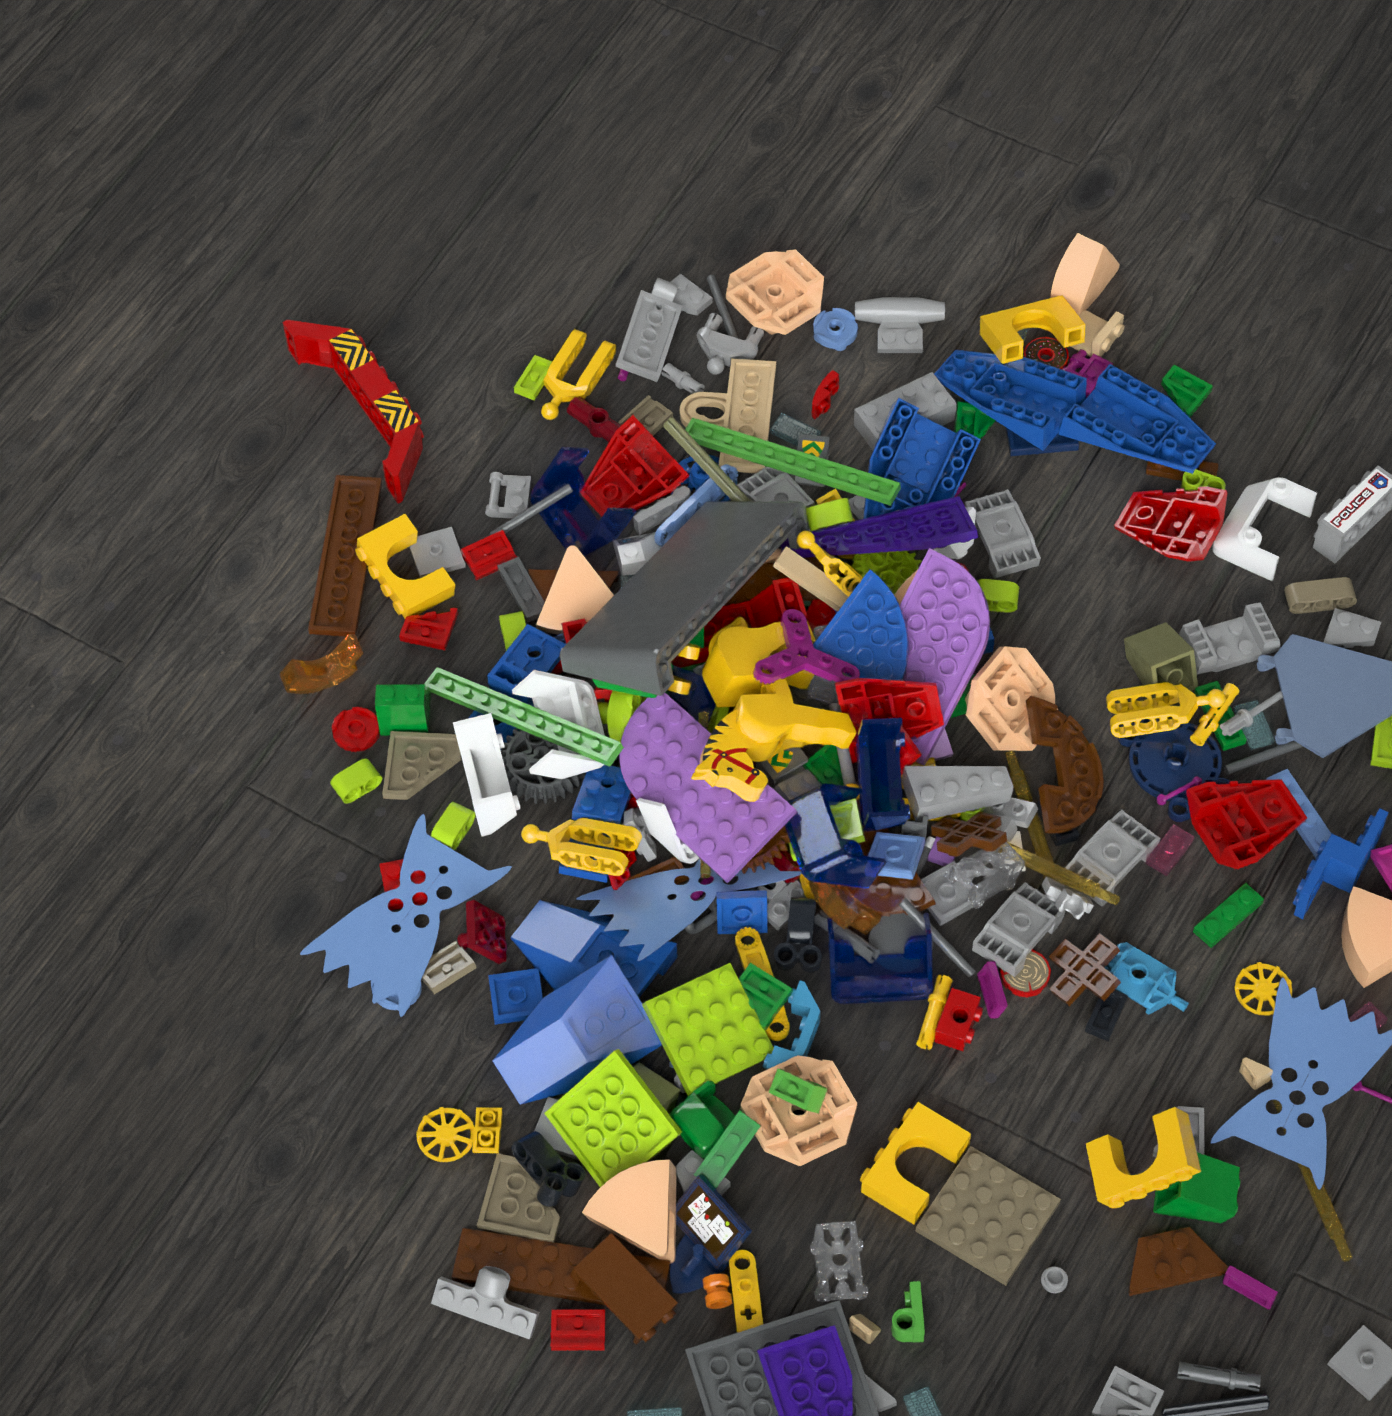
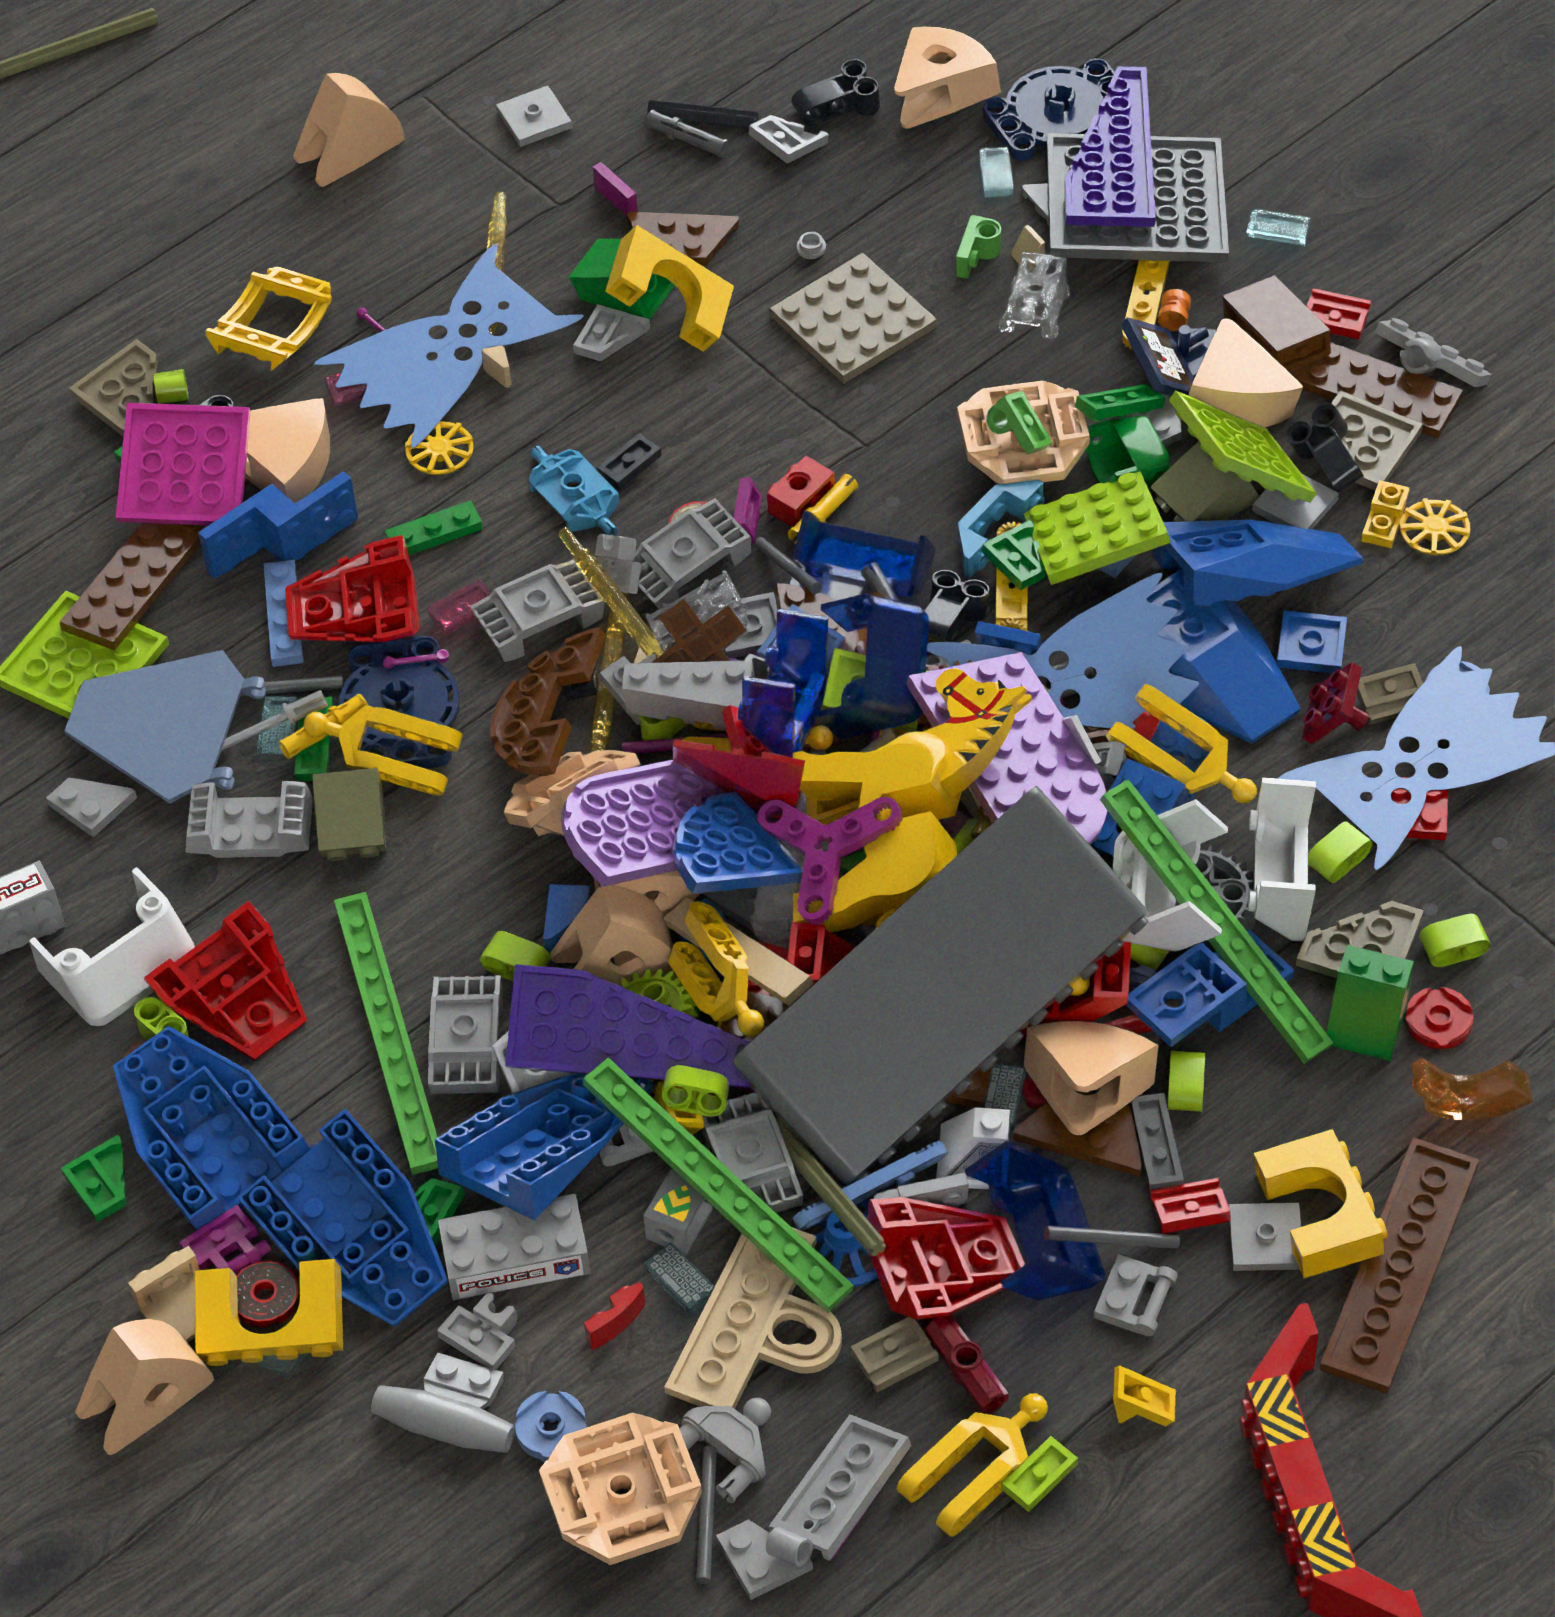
camera: 160 degrees left, 5 degrees down
(429, 629) = (1301, 1116): red wing -> none
(485, 426) = (1142, 1397): none -> yellow slope
(682, 379) = (814, 1403): light grey pin -> none
(901, 365) = (481, 1333): none -> light grey plate
(919, 1129) = (895, 400): yellow arch -> none
(1057, 529) = (388, 1032): none -> bright green plate
(1084, 969) = (632, 497): plate -> none
(1320, 595) = (99, 847): dark tan beam -> none

